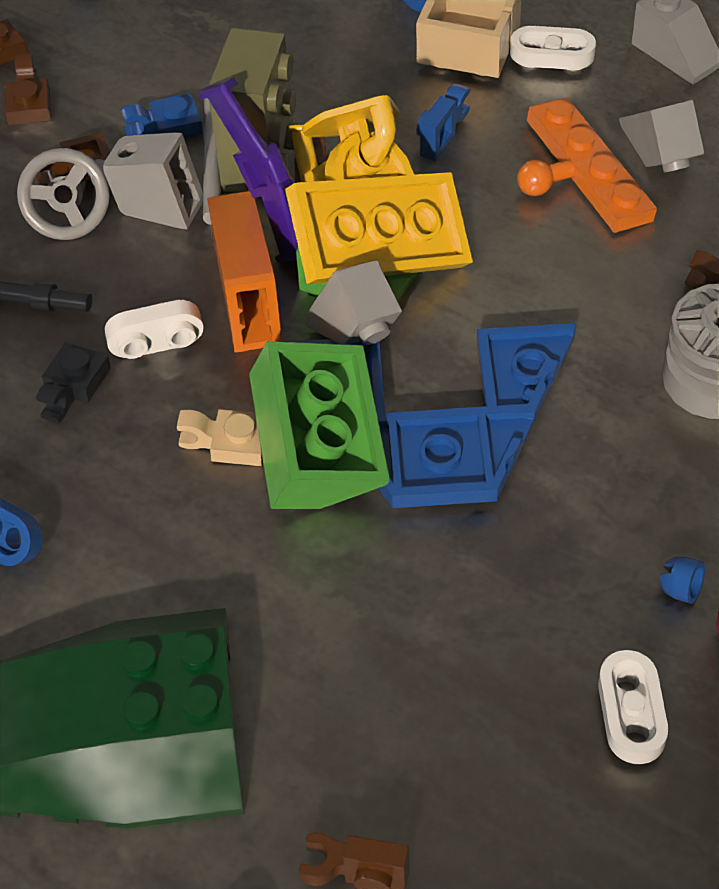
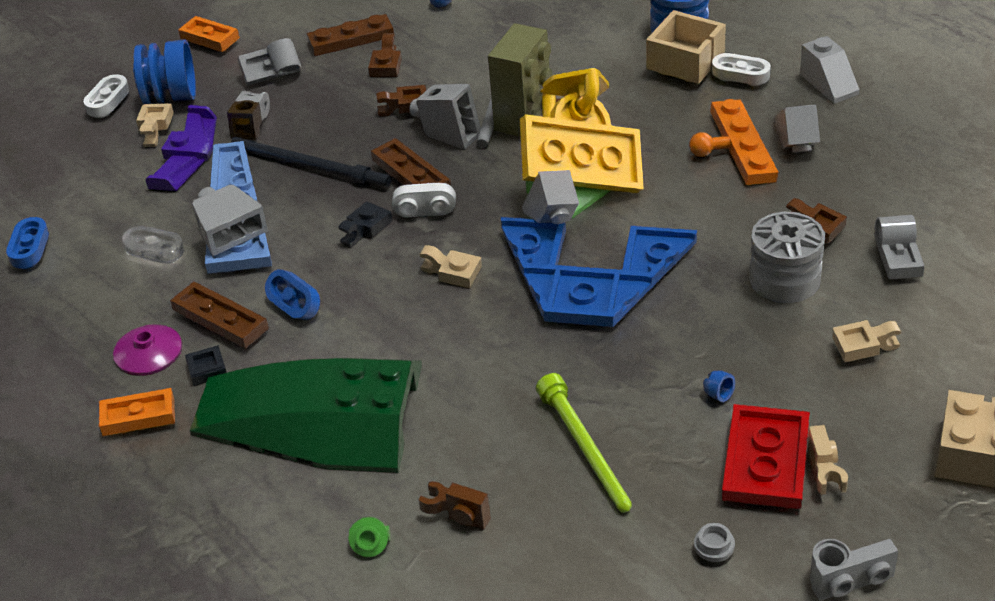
camera: 15 degrees right, 10 degrees down
(82, 165) = (393, 127): light grey piece -> none
(113, 274) = (406, 165): none -> reddish brown plate
(165, 115) = (476, 78): blue plate -> none
(245, 271) = (489, 174): orange slope -> none
(259, 165) = (512, 103): dark purple plate -> none
(316, 424) = (507, 262): bright green slope -> none
(439, 123) = (647, 104): blue plate -> none
(445, 631) = (554, 391): none -> lime piece
(633, 710) = (659, 450): white plate -> none

